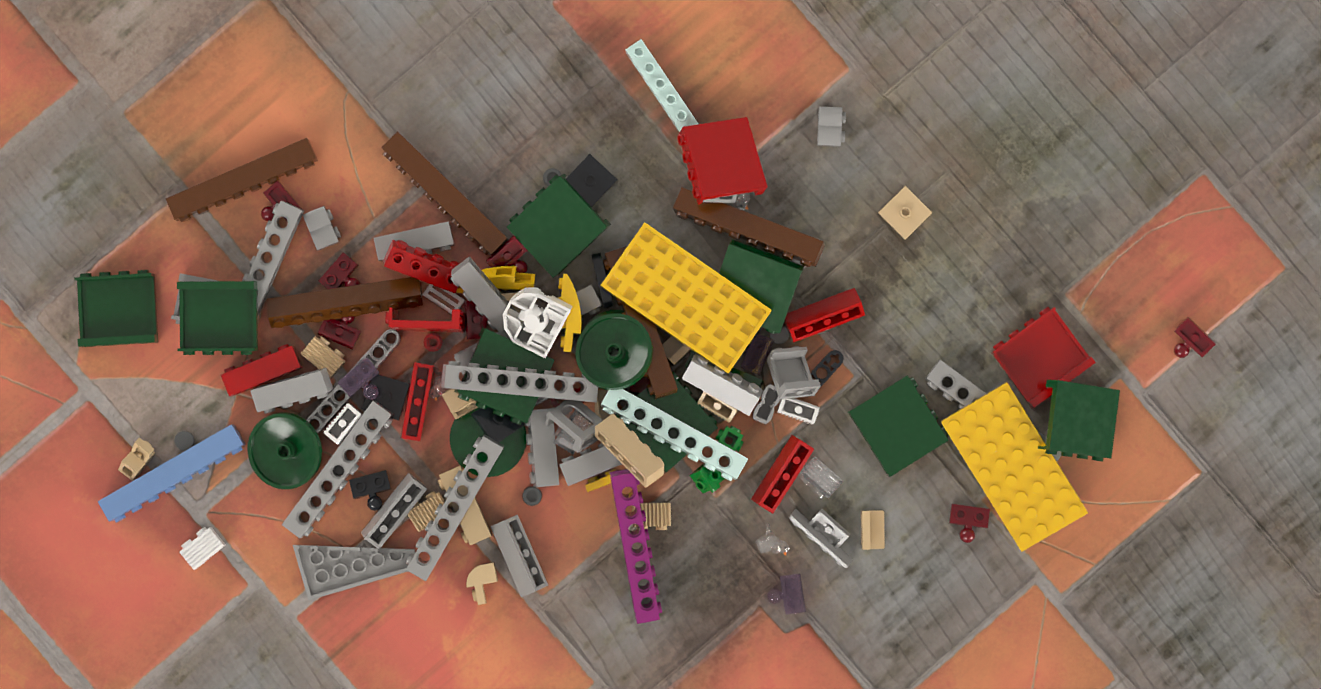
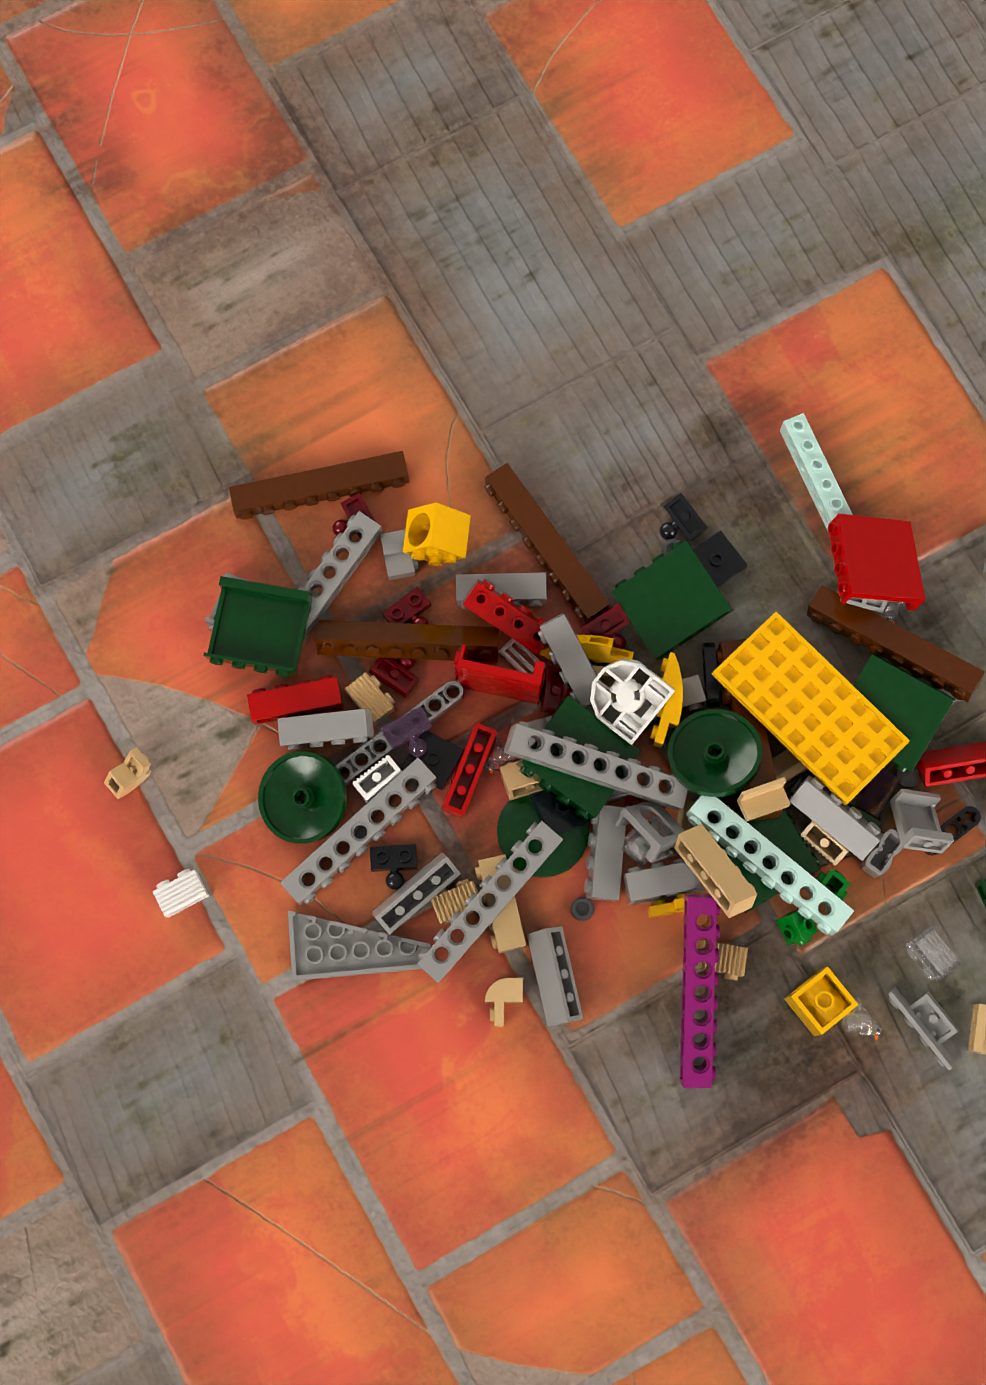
camera: 15 degrees right, 10 degrees down
(117, 309) = (145, 600): dark green panel -> none
(171, 473) = (164, 798): medium blue brick -> none
(184, 440) = (188, 764): dark grey tile -> none
(350, 208) = (436, 534): none -> yellow brick
(427, 342) = (500, 701): red plate -> none
(557, 149) = (684, 518): none -> black plate
(659, 384) = (763, 799): none -> tan panel
(735, 535) = (821, 1001): none -> yellow brick
(782, 474) = (888, 940): red brick -> none
(791, 594) = (875, 1089): plate -> none
(798, 410) = (919, 867): white brick -> none

